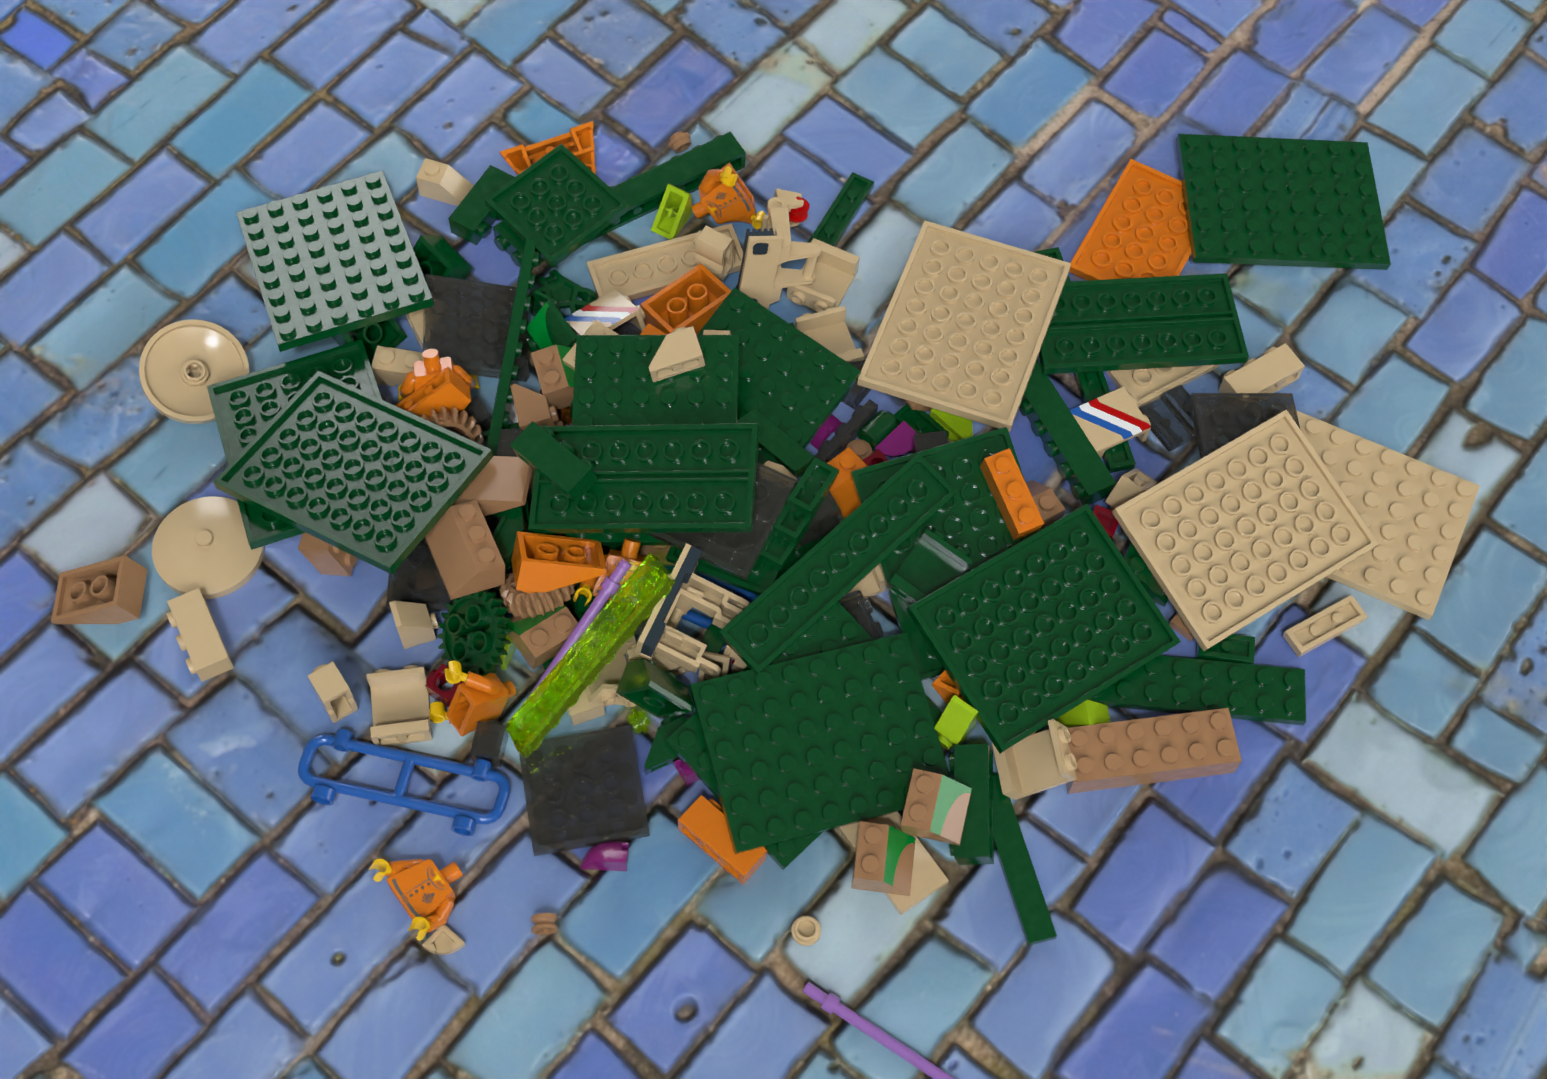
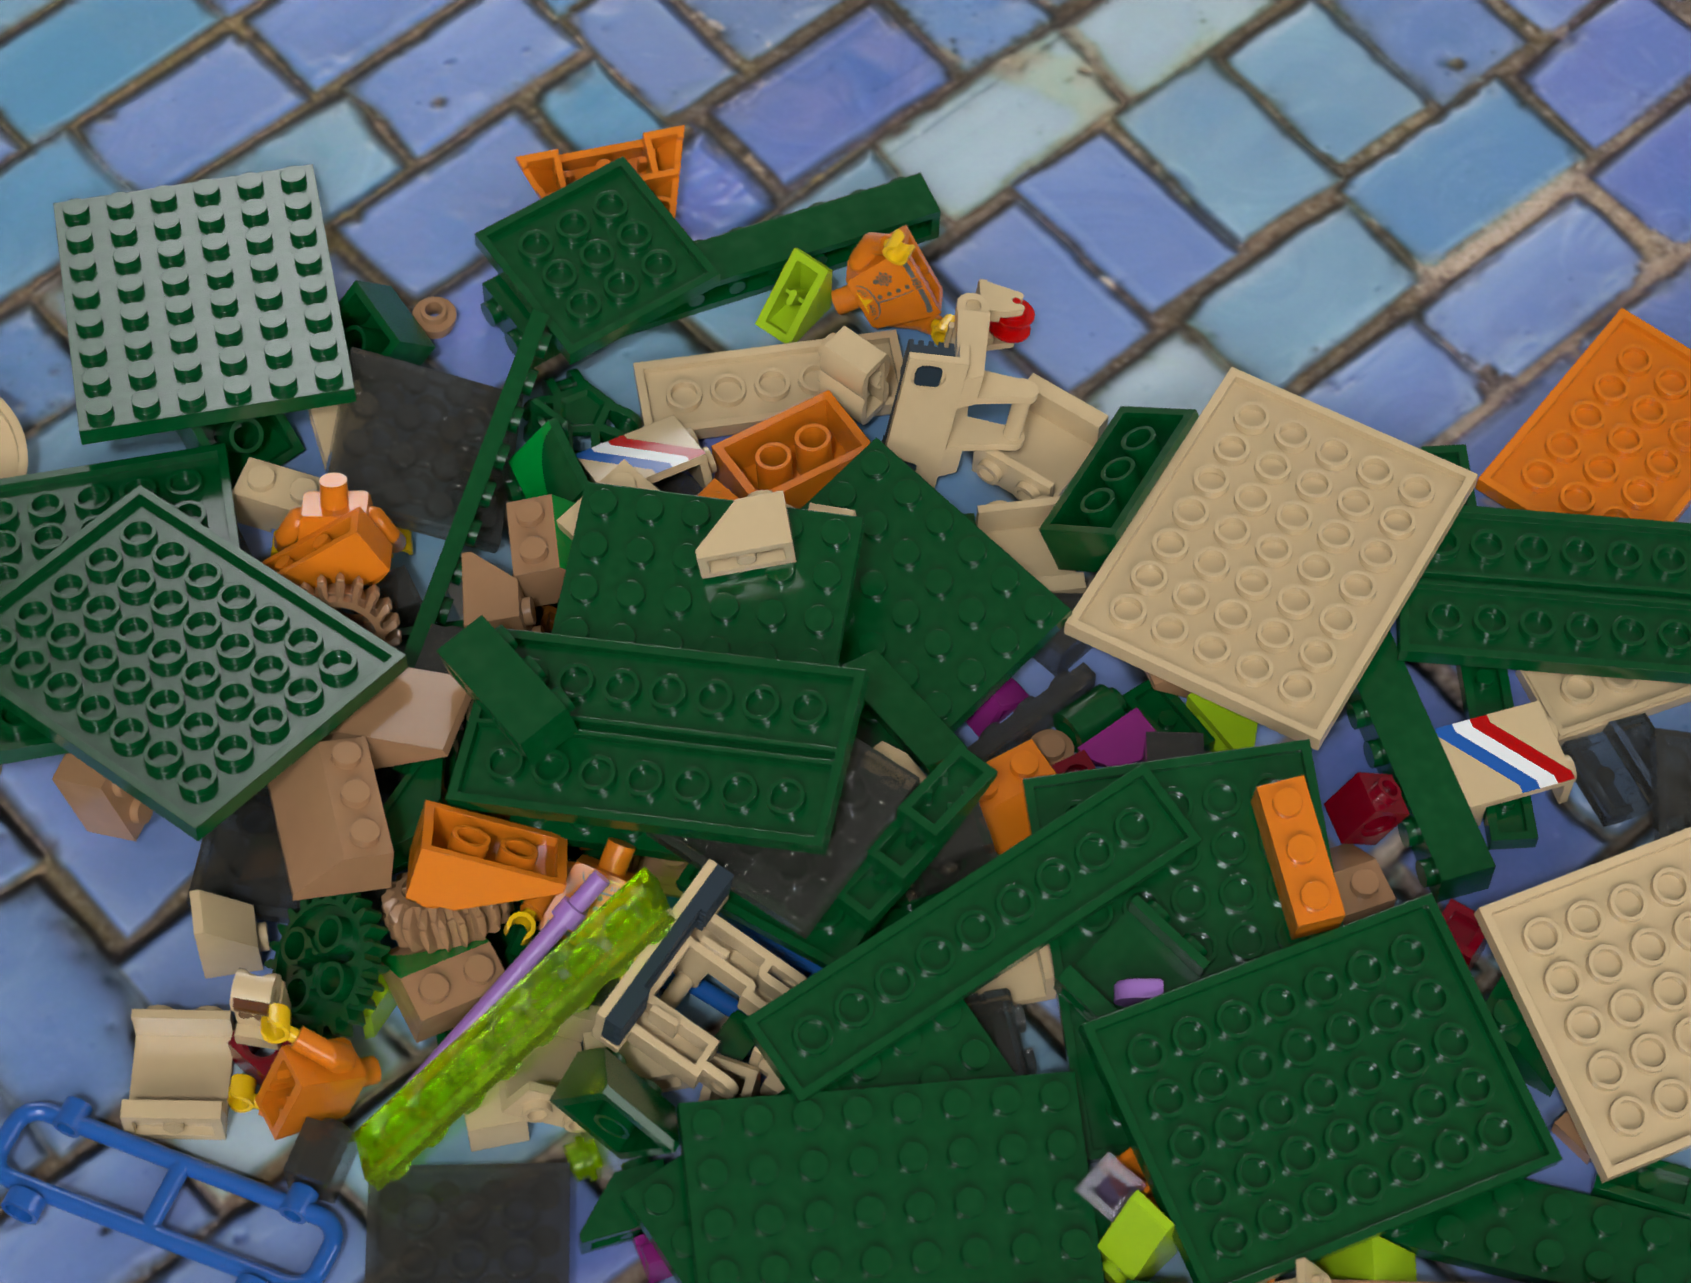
camera: 10 degrees right, 5 degrees down
(332, 691) = (69, 1031): tan brick -> none
(437, 660) = (251, 1000): none -> tan leg
(442, 183) = (413, 200): tan slope -> none
(468, 255) = (435, 326): none -> medium nougat plate
(472, 217) = (450, 261): dark green brick -> none
(679, 142) = (831, 179): medium nougat plate -> none
(843, 210) = (1097, 332): dark green tile -> none
(870, 296) = (1113, 484): none -> dark green slope
(934, 582) = (1133, 991): none -> medium lavender tile
(937, 694) = (1110, 1186): none -> clear purple slope
(1040, 460) = (1366, 808): none -> dark red brick
(1129, 486) = (1518, 873): tan slope -> none

